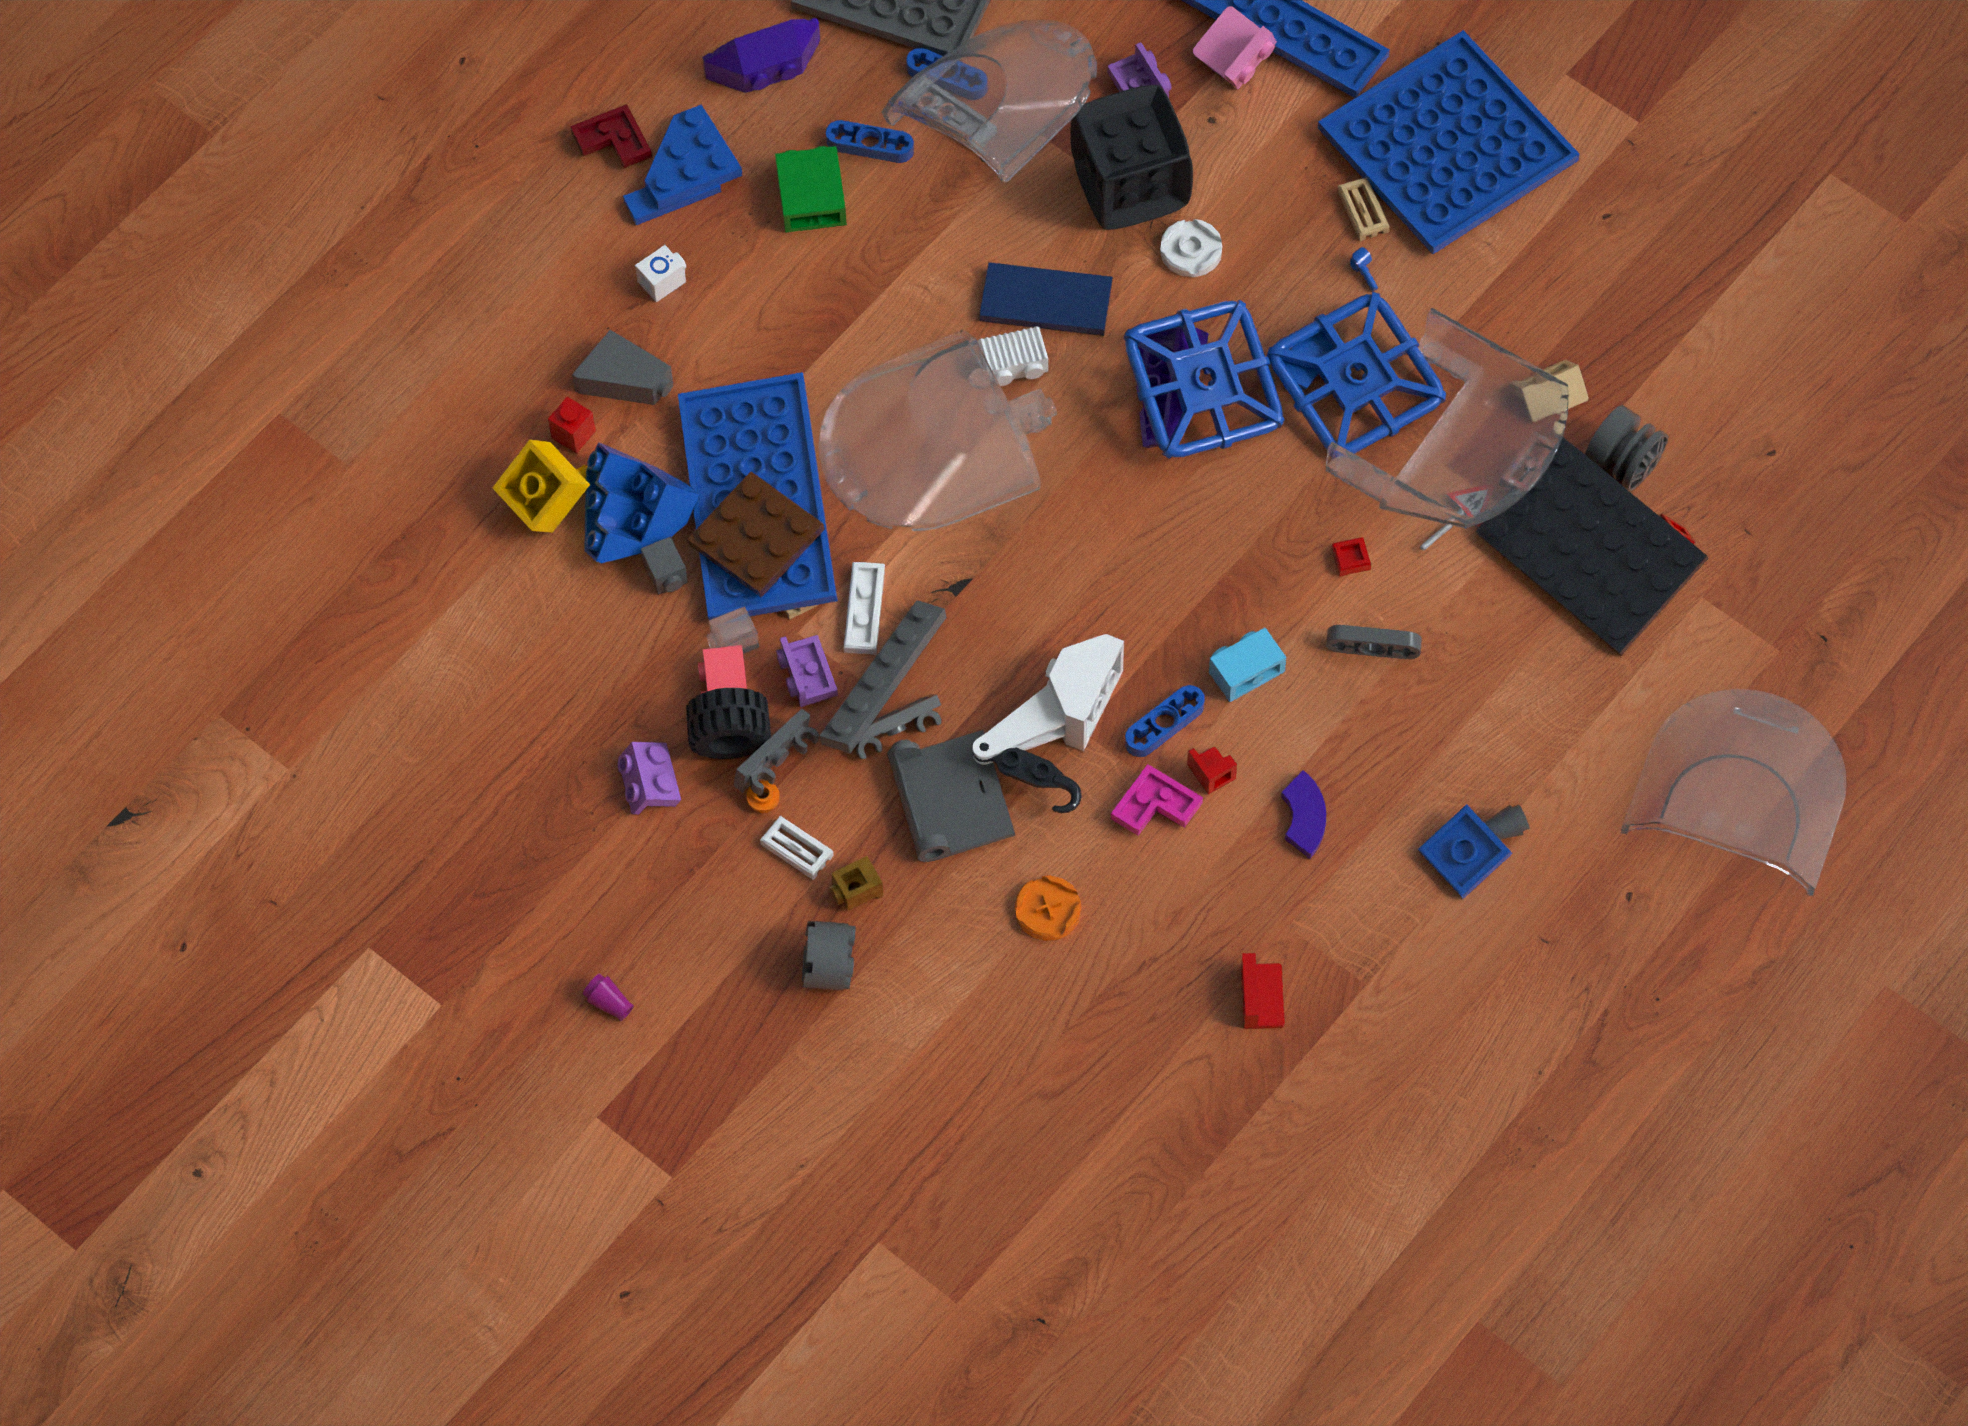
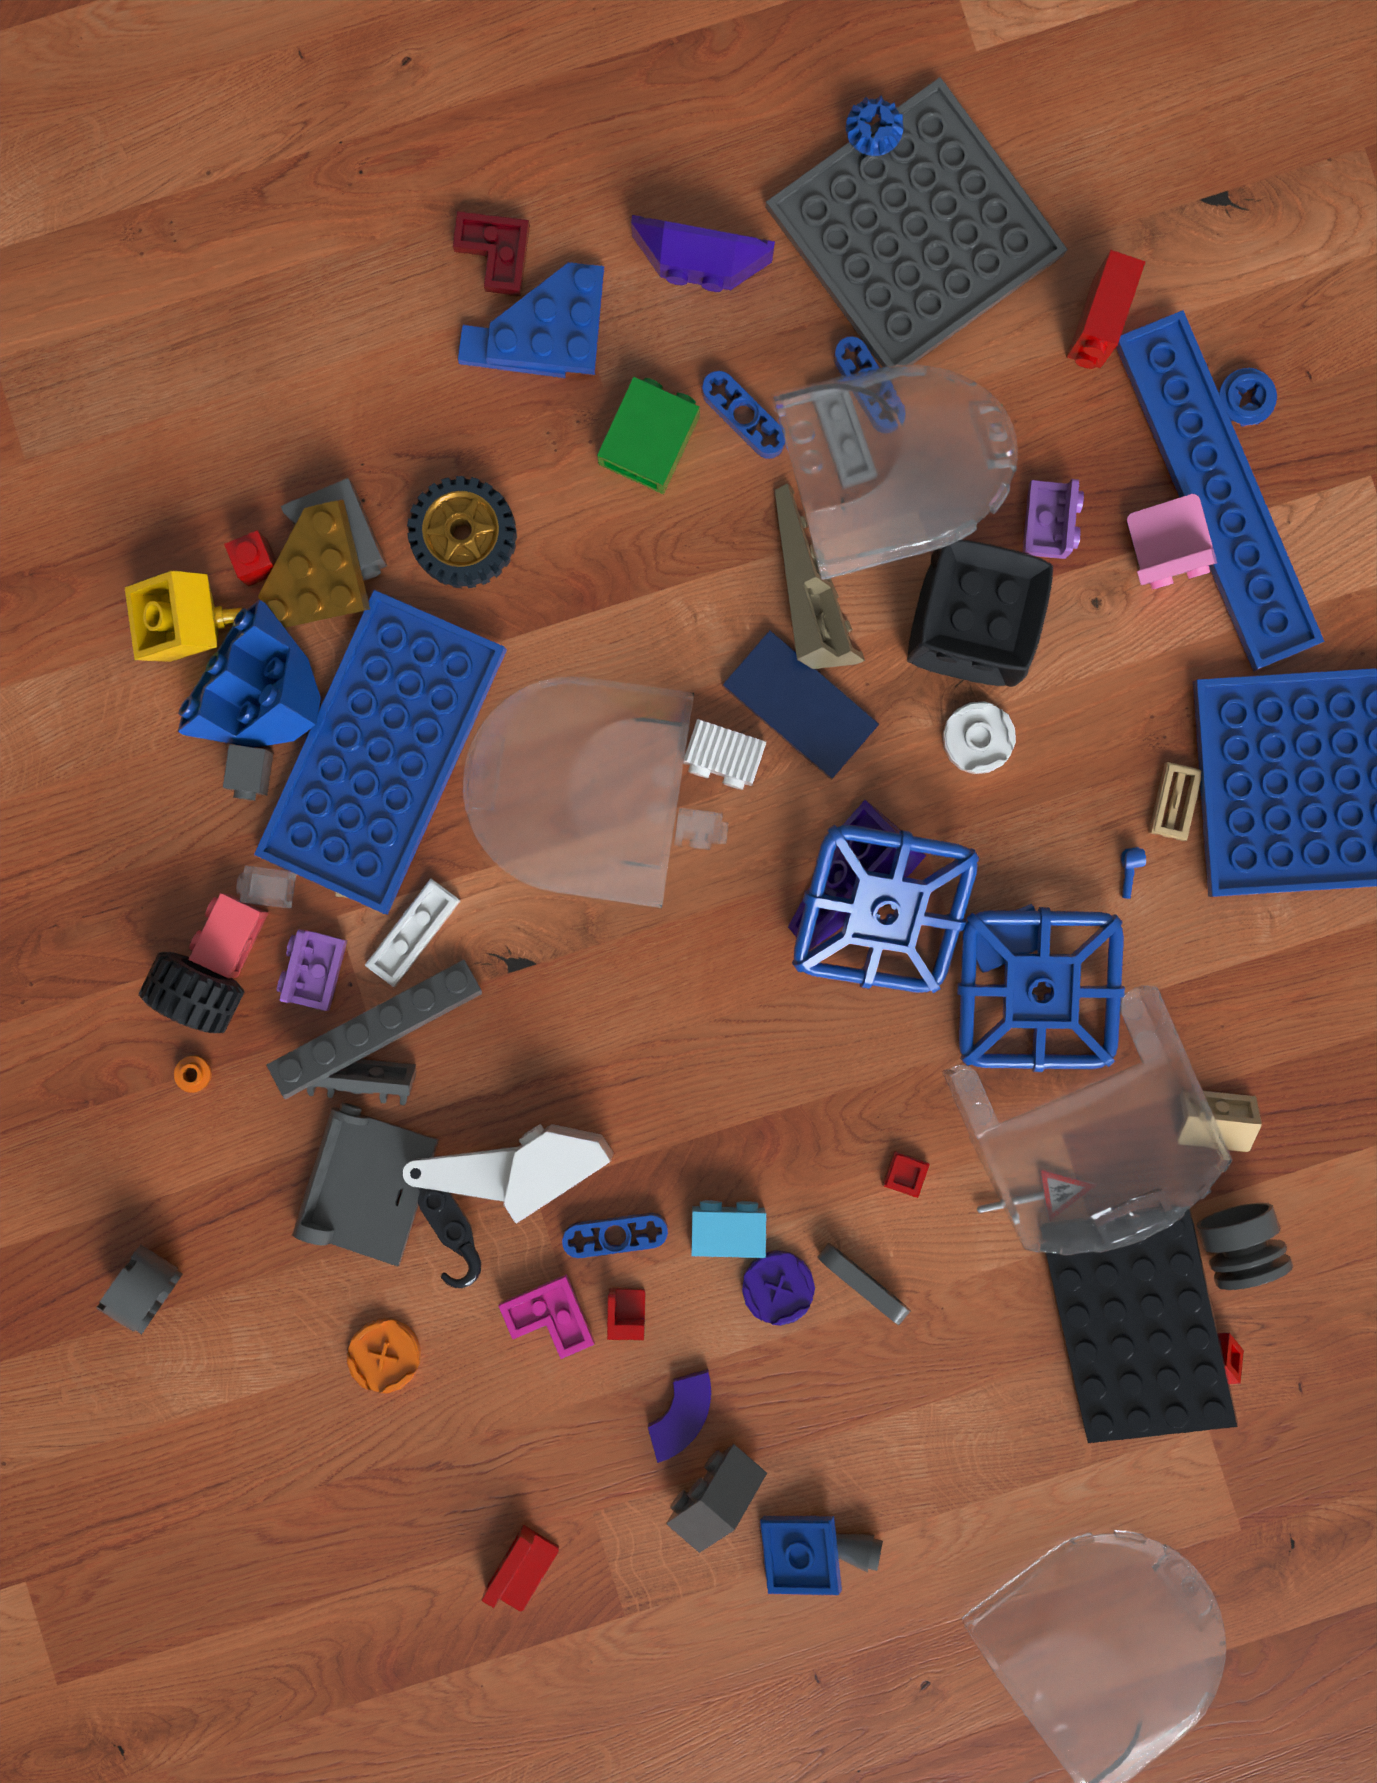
camera: 25 degrees right, 25 degrees up
(628, 400) = (316, 570): none -> pearl gold plate
(648, 776) = (99, 986): medium lavender bracket -> none
(661, 273) = (444, 439): white brick -> none
(716, 345) = (454, 505): none -> wheel
(756, 534) = (348, 798): reddish brown plate -> none
(775, 752) = (224, 1044): dark grey plate -> none
(796, 862) = (206, 1139): white tile -> none
(860, 875) = (206, 1234): pearl gold brick -> none
(1021, 235) = (815, 612): none -> dark tan wedge
(1313, 686) = (778, 1288): none -> dark purple tile
(1372, 838) = (718, 1500): none -> dark grey brick

